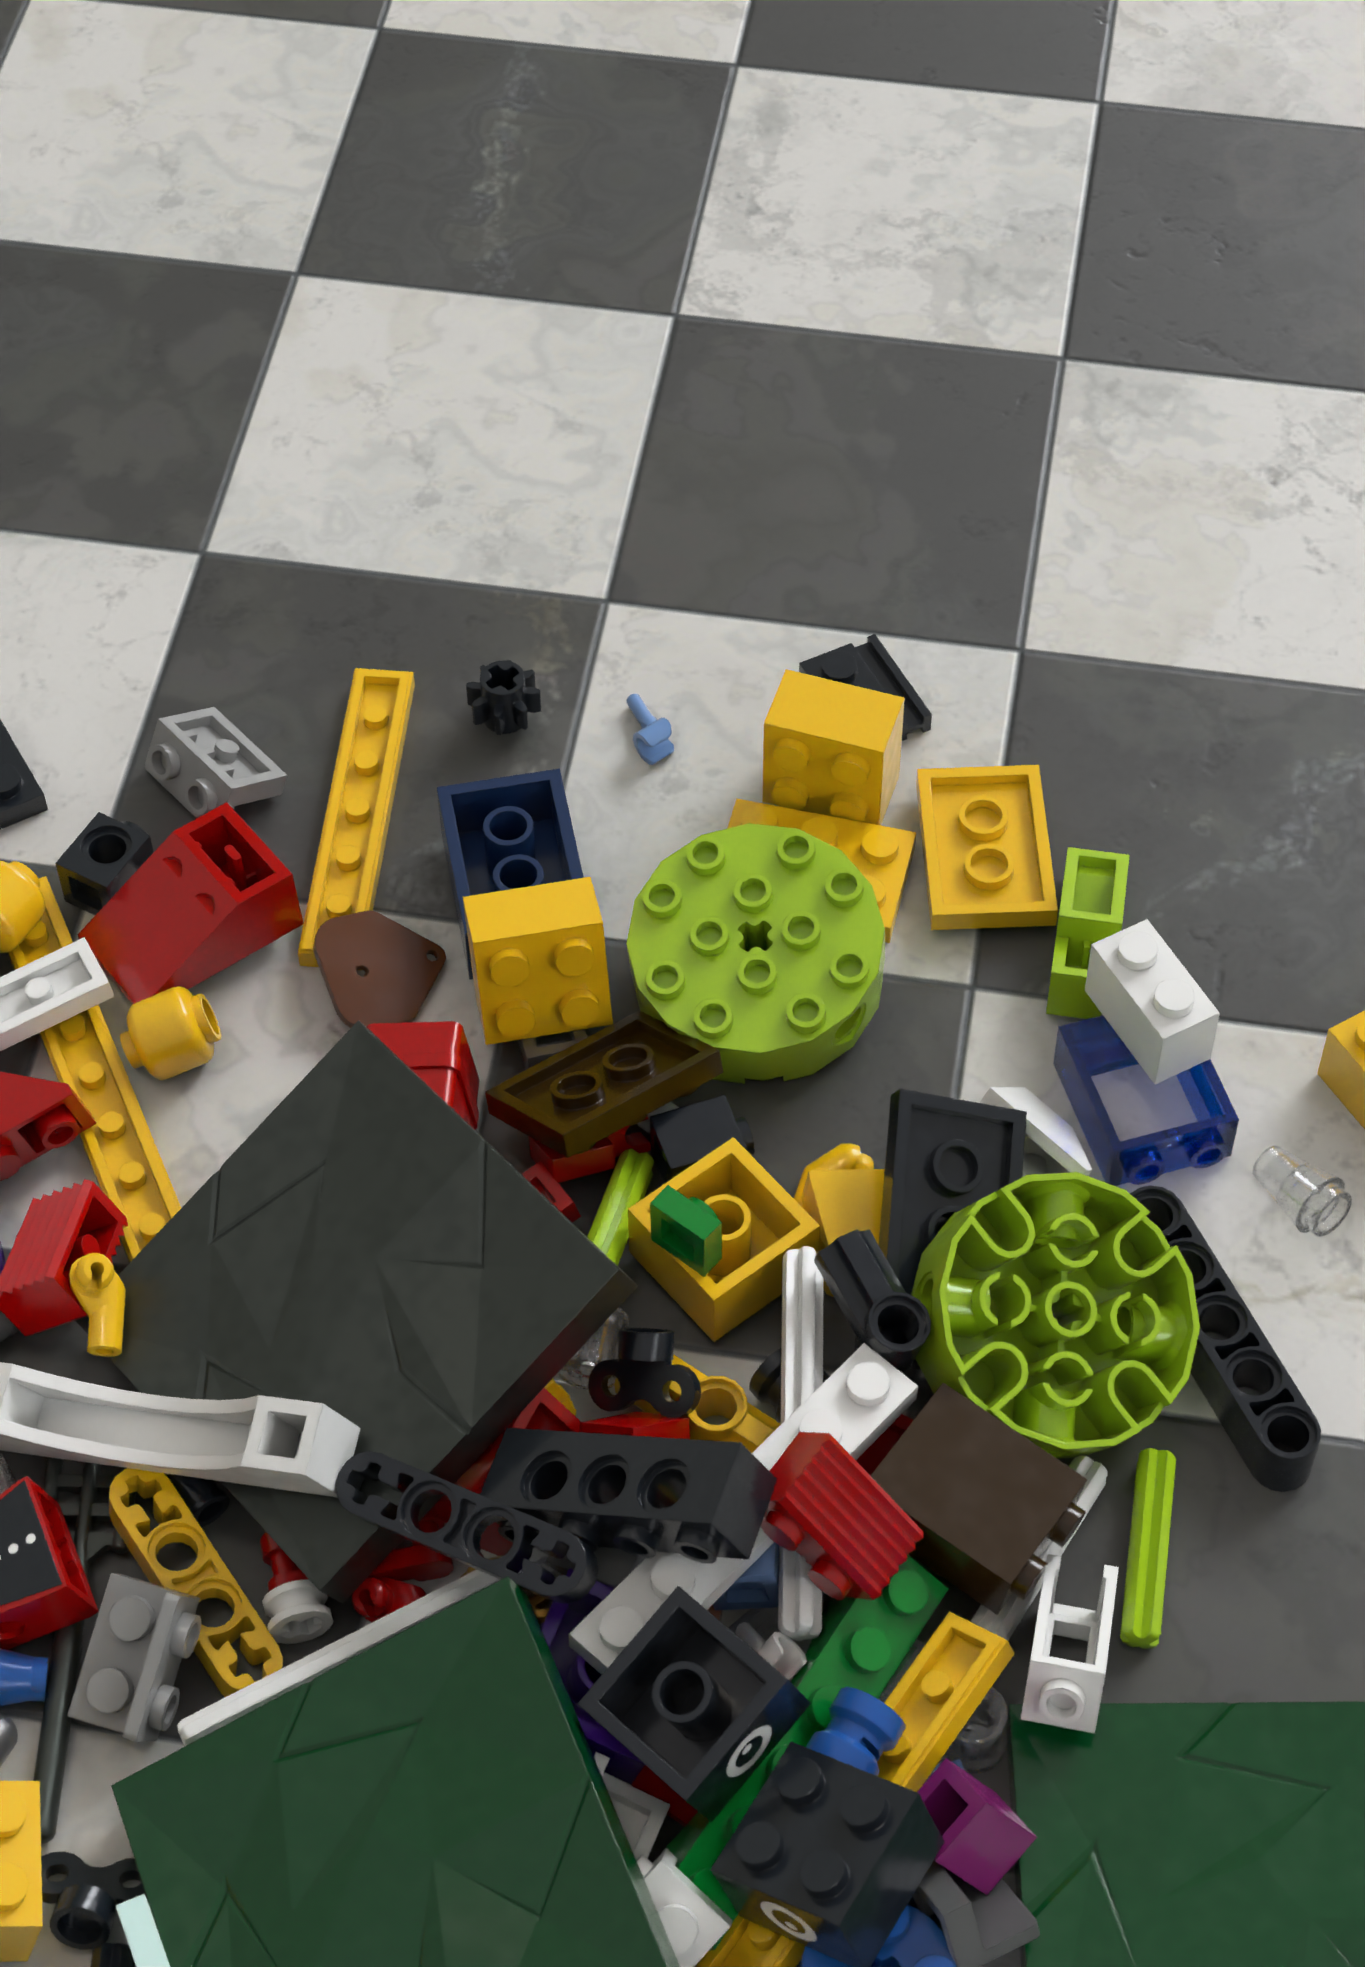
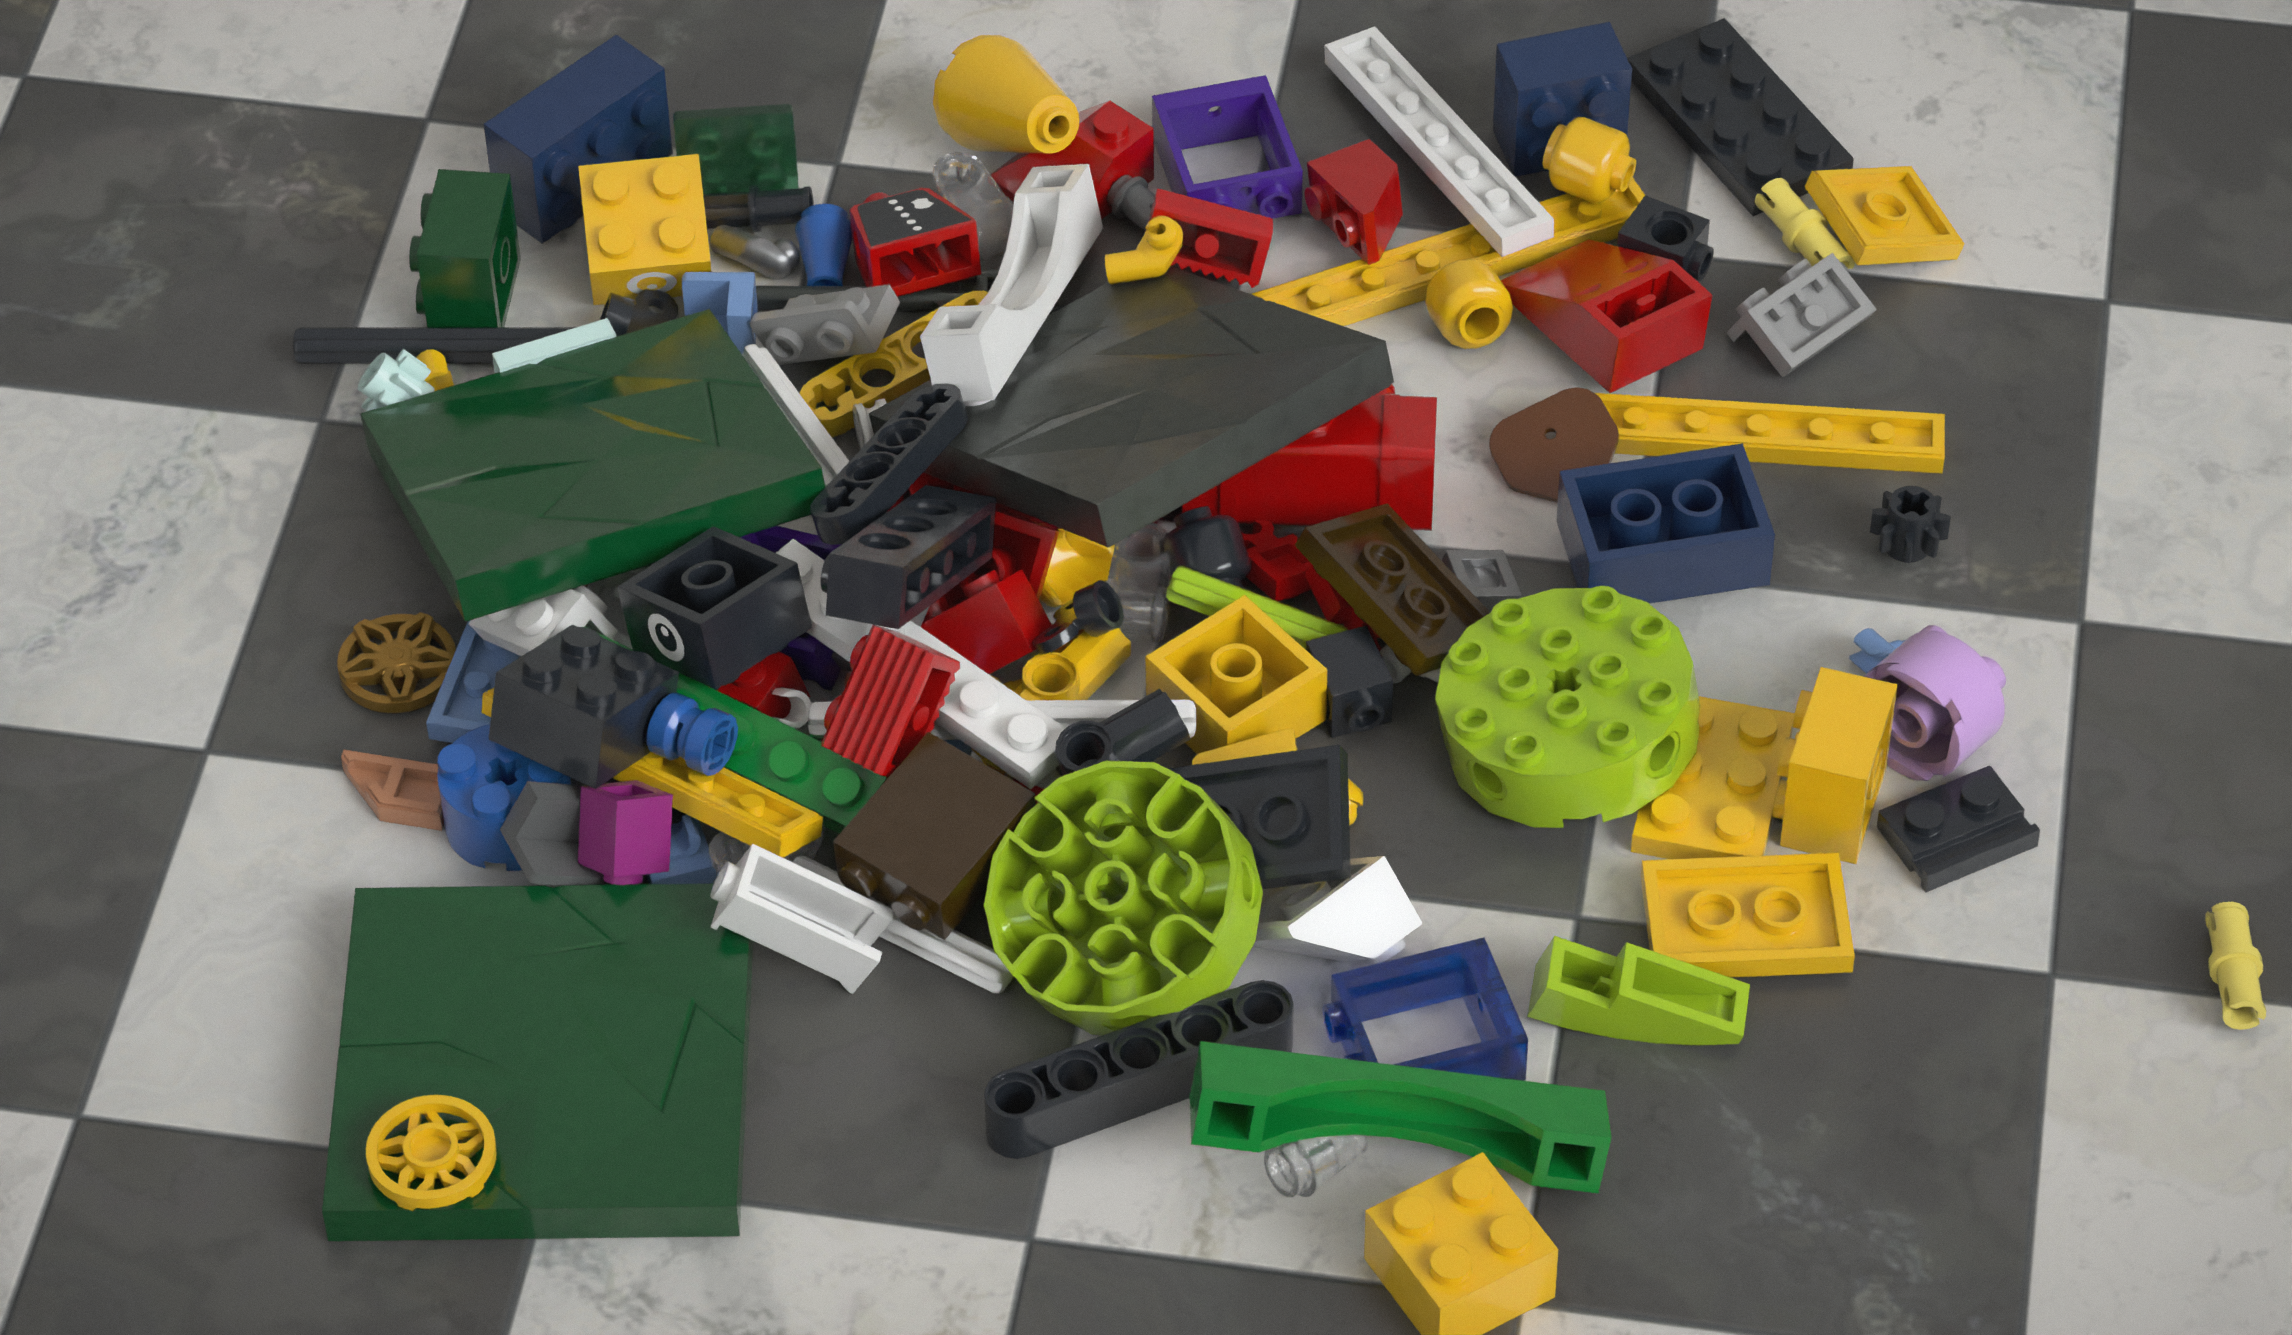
camera: 90 degrees right, 5 degrees down
(81, 1798) = (728, 296): none -> medium blue panel
(84, 693) = (1884, 215): none -> yellow plate
(92, 757) = (1802, 227): none -> light yellow pin
(538, 960) = (1532, 520): yellow brick -> none
(686, 1229) = (1201, 615): green plate -> none
(740, 674) = (1943, 704): none -> lavender brick
(1022, 518) = (2235, 965): none -> light yellow pin
(1148, 1549) = (921, 1015): lime axle -> none
(1151, 1001) = (1491, 984): white brick -> none
(1299, 1193) = (1276, 1097): none -> green arch

